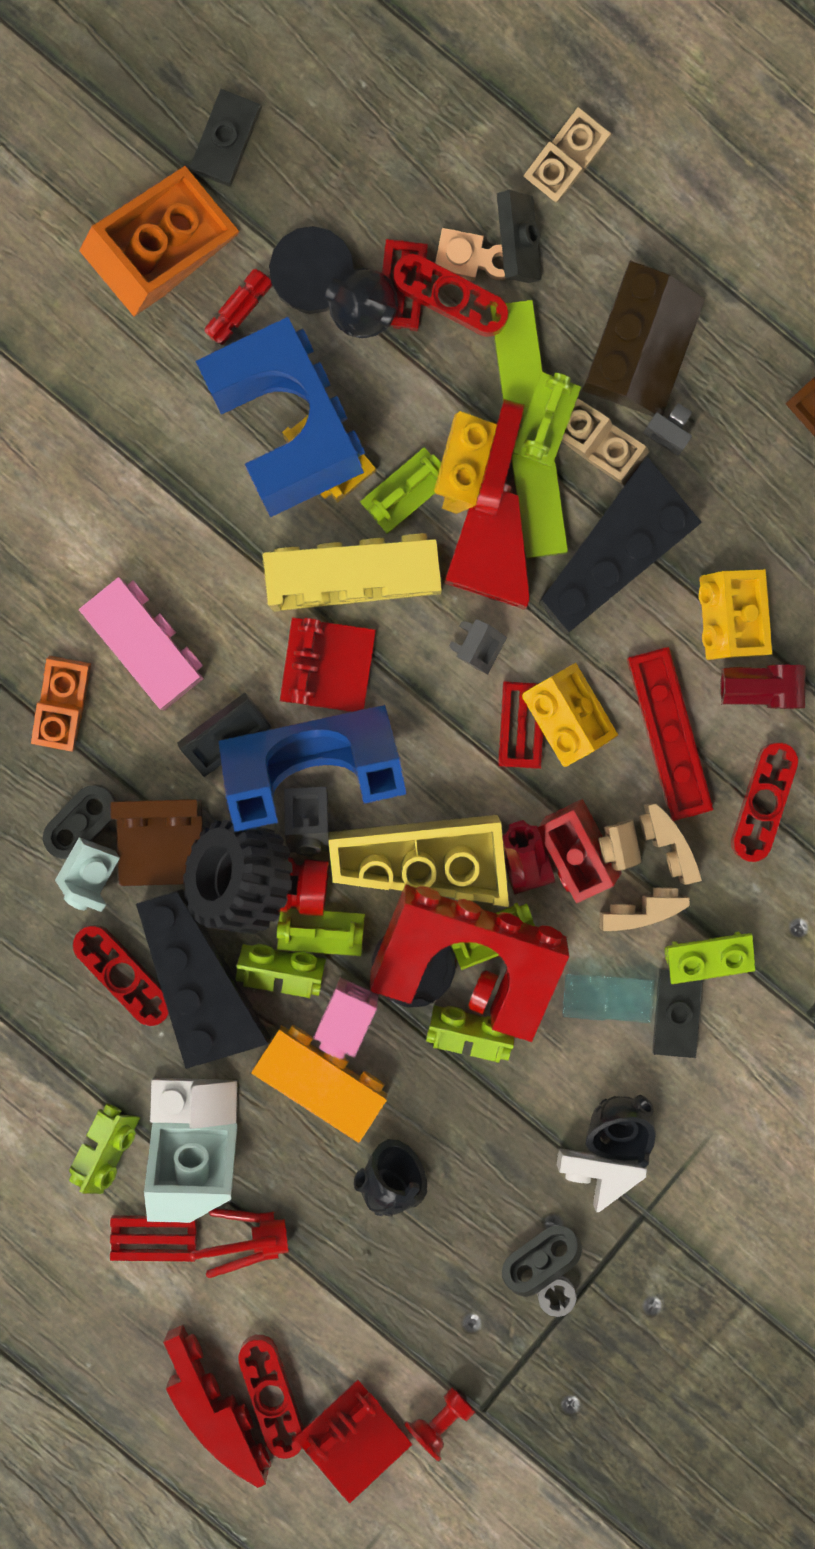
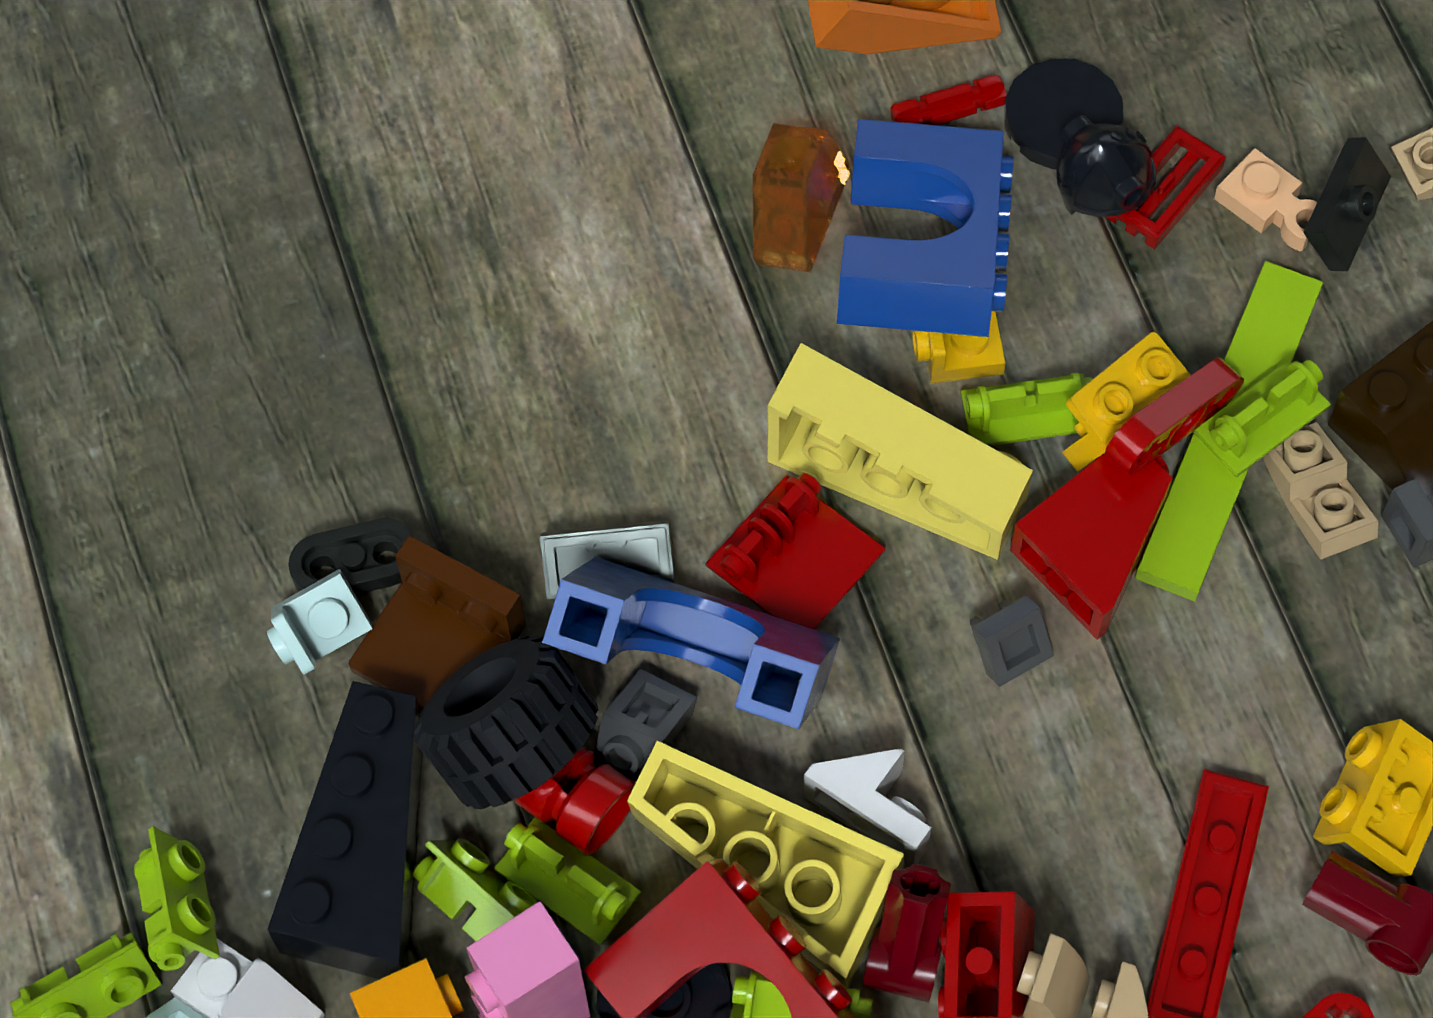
camera: 30 degrees right, 25 degrees down
(61, 703) = (432, 415): orange slope -> none
(107, 945) = (247, 741): red beam -> none
(112, 1065) = (174, 879): none -> lime hinge
(143, 642) = (581, 397): bright pink brick -> none
(188, 435) = (795, 195): none -> clear orange slope
(417, 290) = (1222, 245): red beam -> none
(447, 790) = (855, 795): none -> white slope
(519, 760) = (977, 819): red tile -> none
(569, 715) = (1081, 790): yellow bracket -> none
(628, 538) = (1272, 622): black wedge -> none

